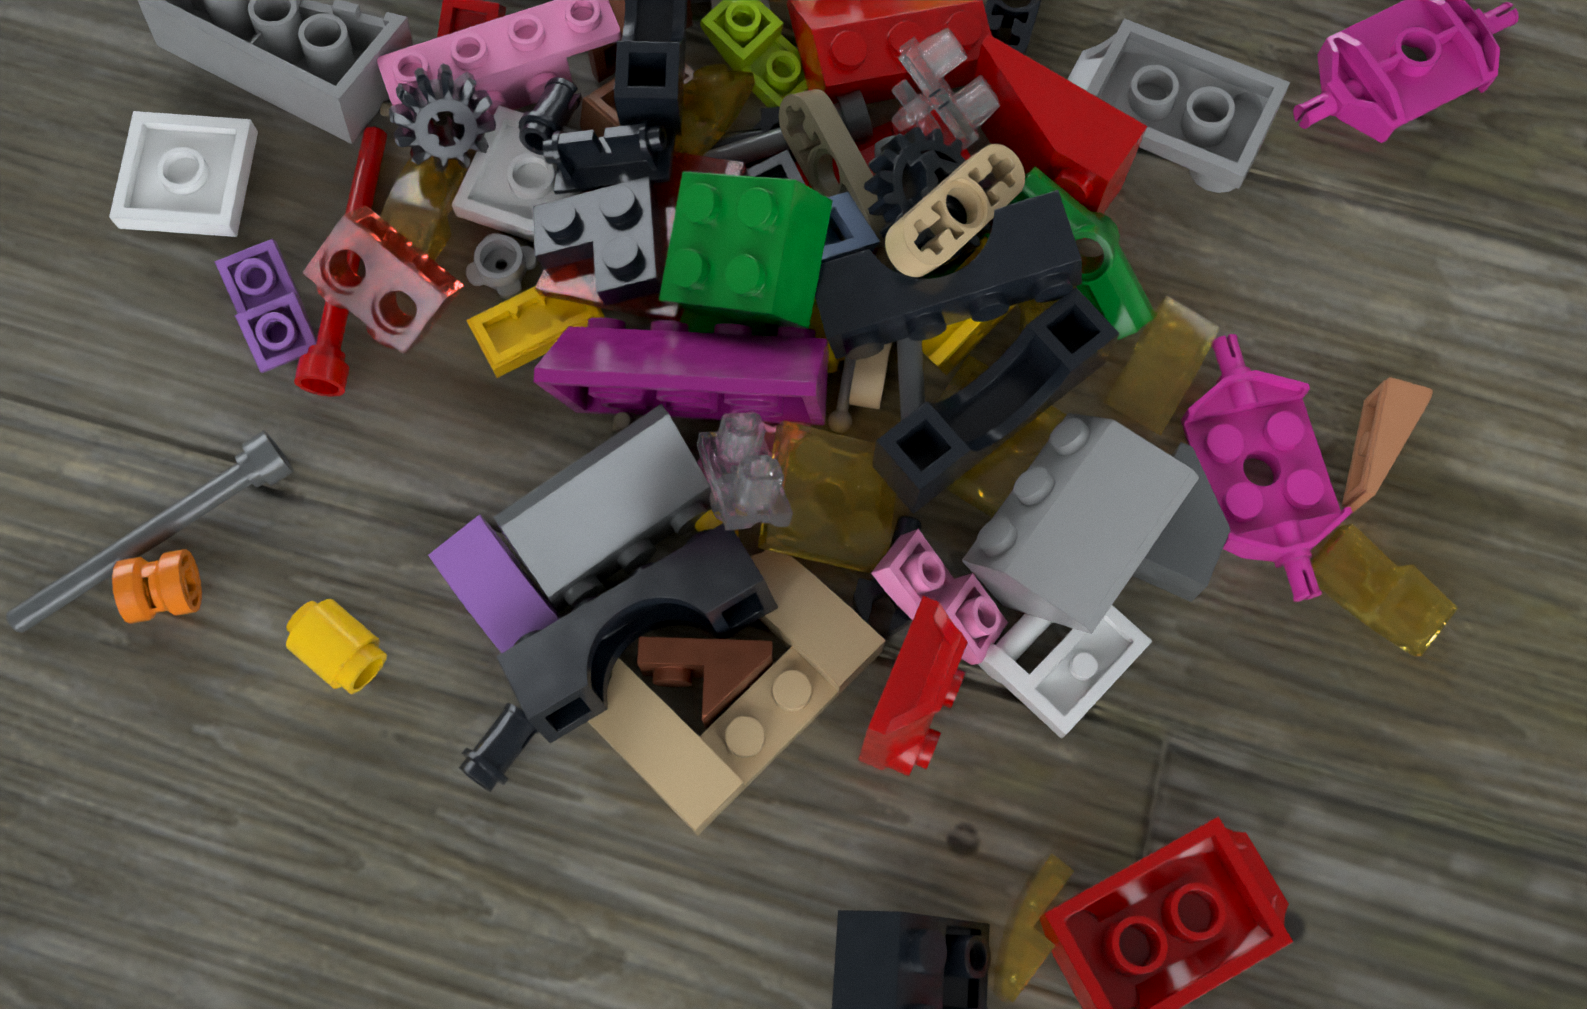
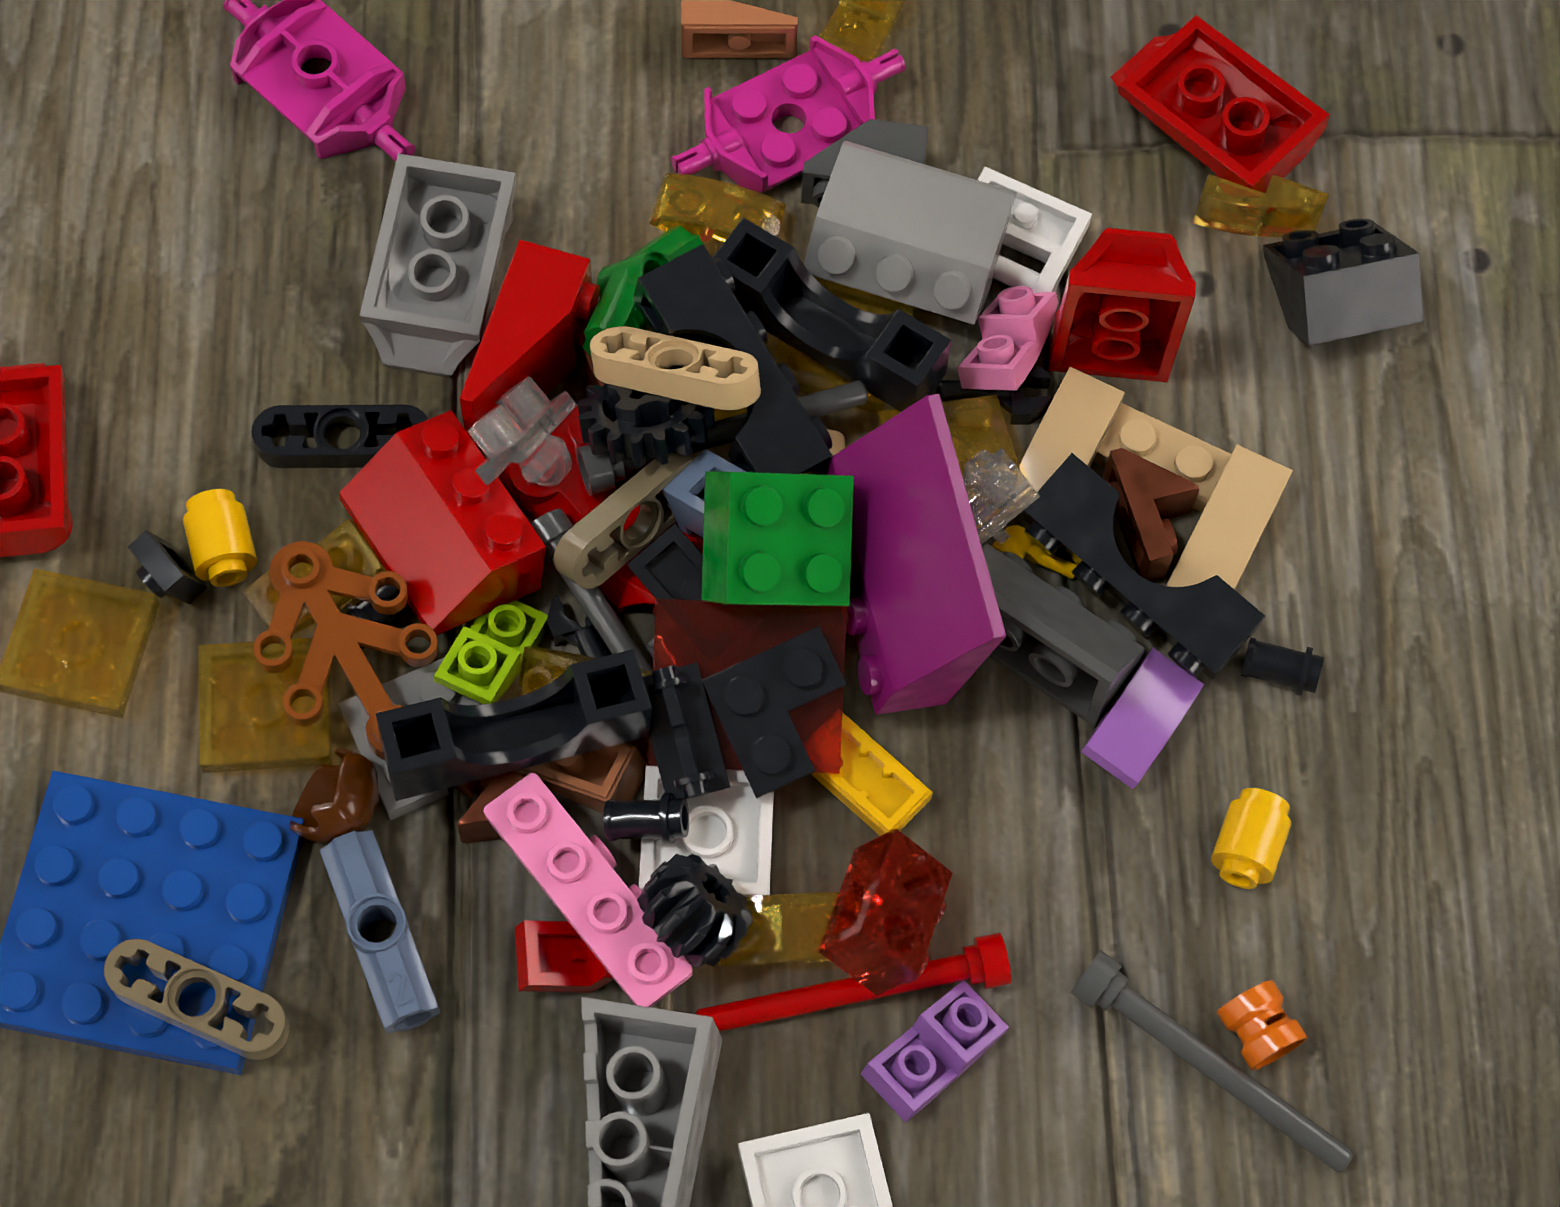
camera: 110 degrees left, 5 degrees down
(497, 249) = (813, 817): light grey plate -> none

